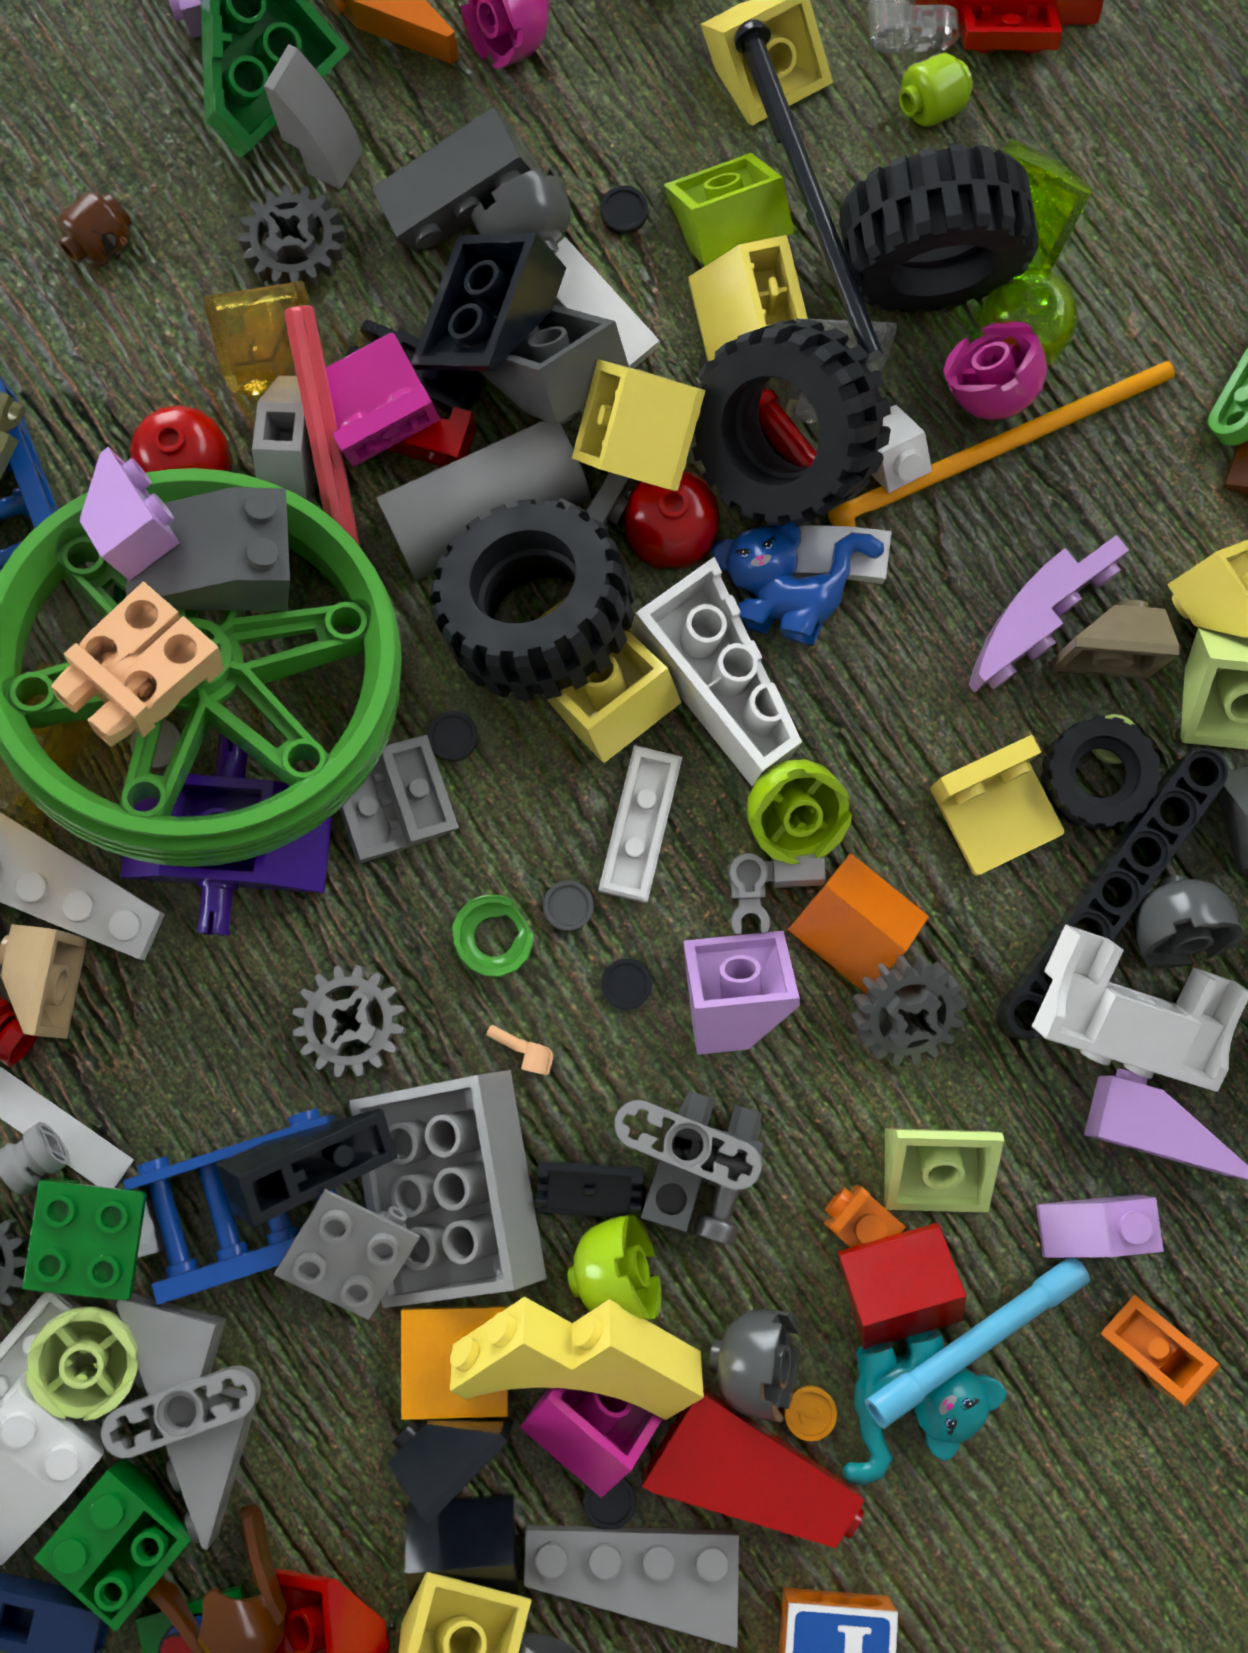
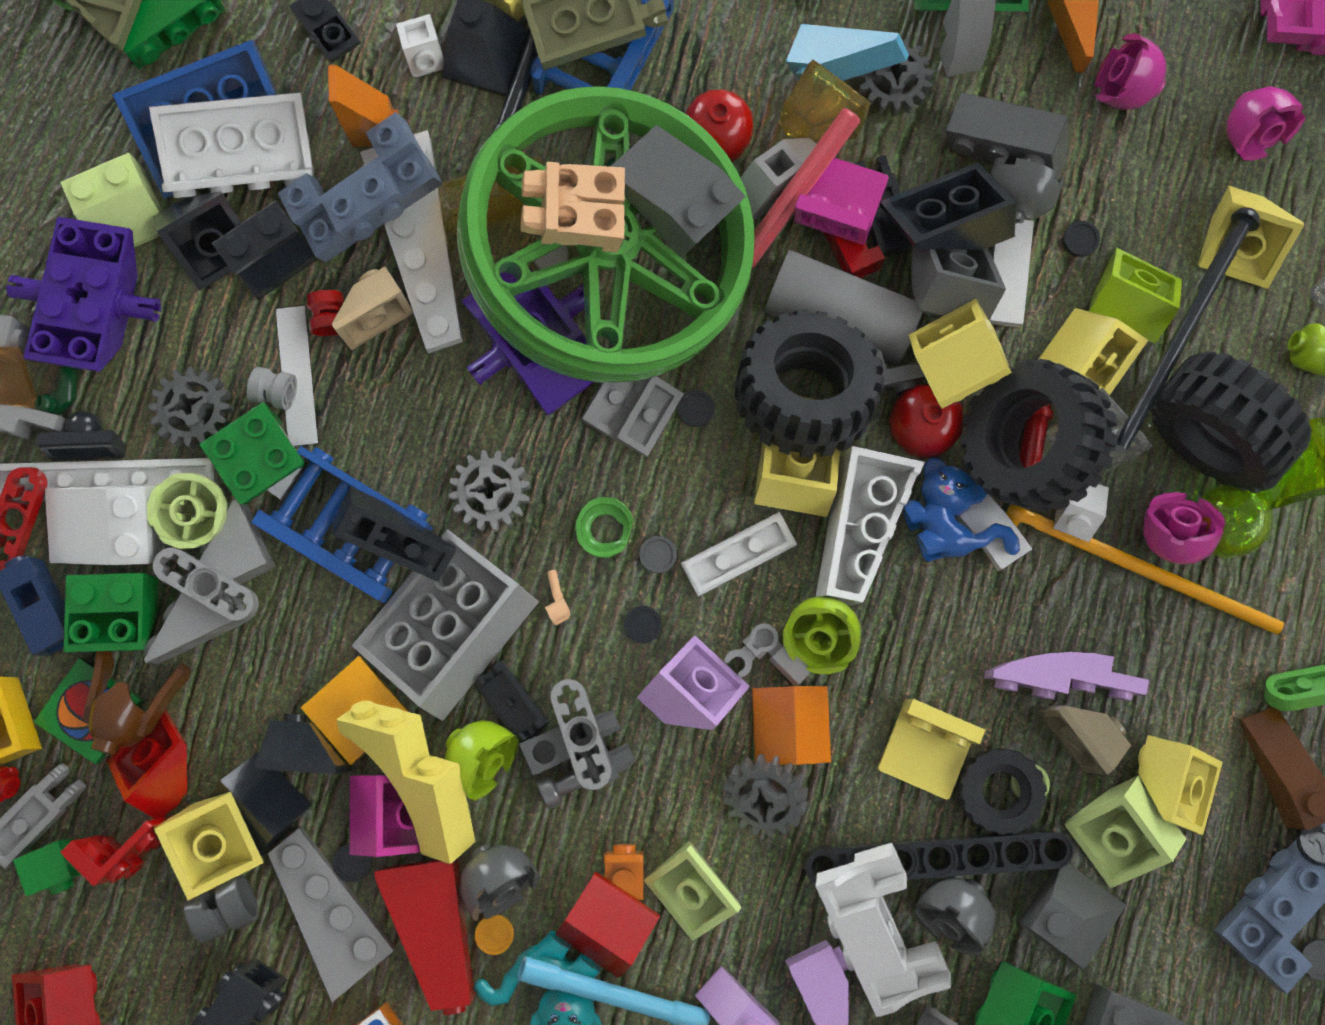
camera: 50 degrees right, 0 degrees up
(123, 518) = (651, 127): lavender slope -> none
(221, 260) = (845, 50): none -> medium azure slope
(348, 1253) = (364, 600): light grey hinge -> none

